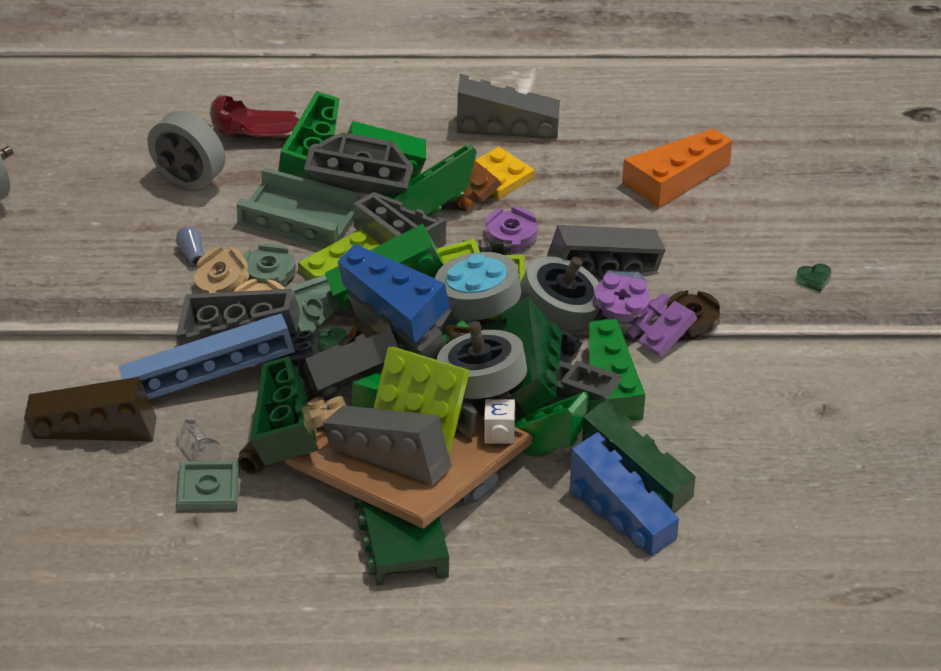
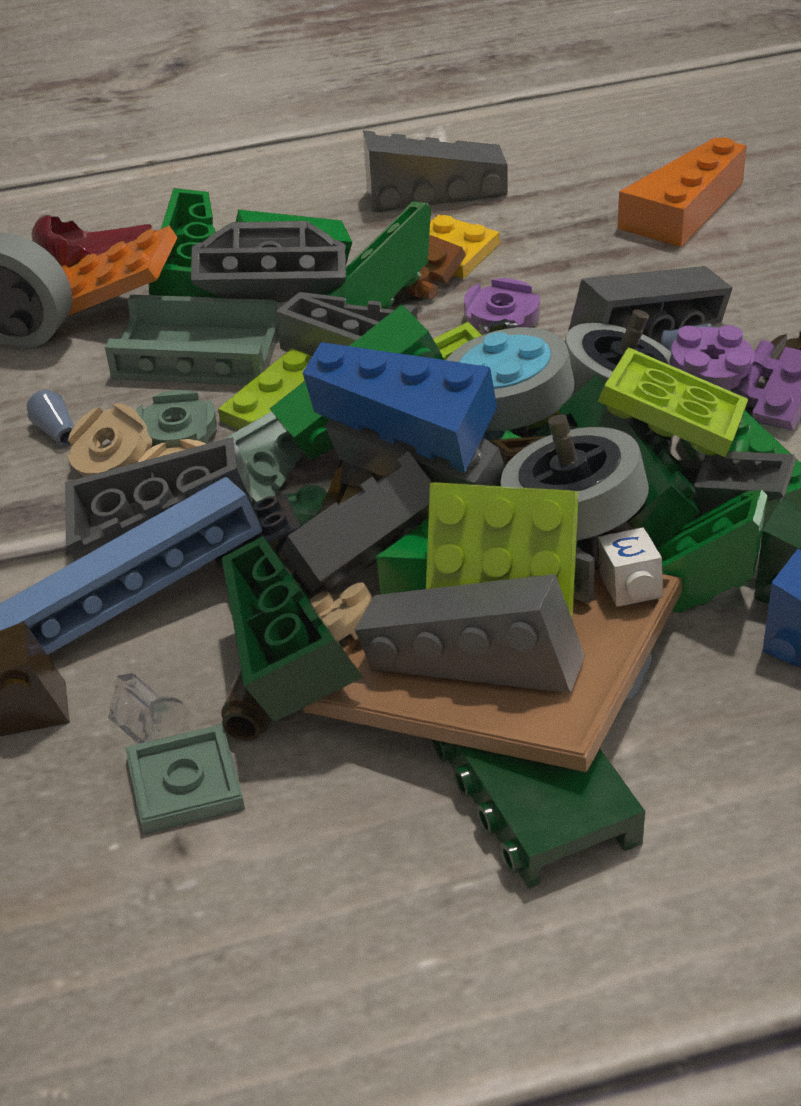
camera: 10 degrees left, 0 degrees up
(259, 148) = (119, 269): none -> orange plate
(567, 325) = (674, 402): none -> lime plate

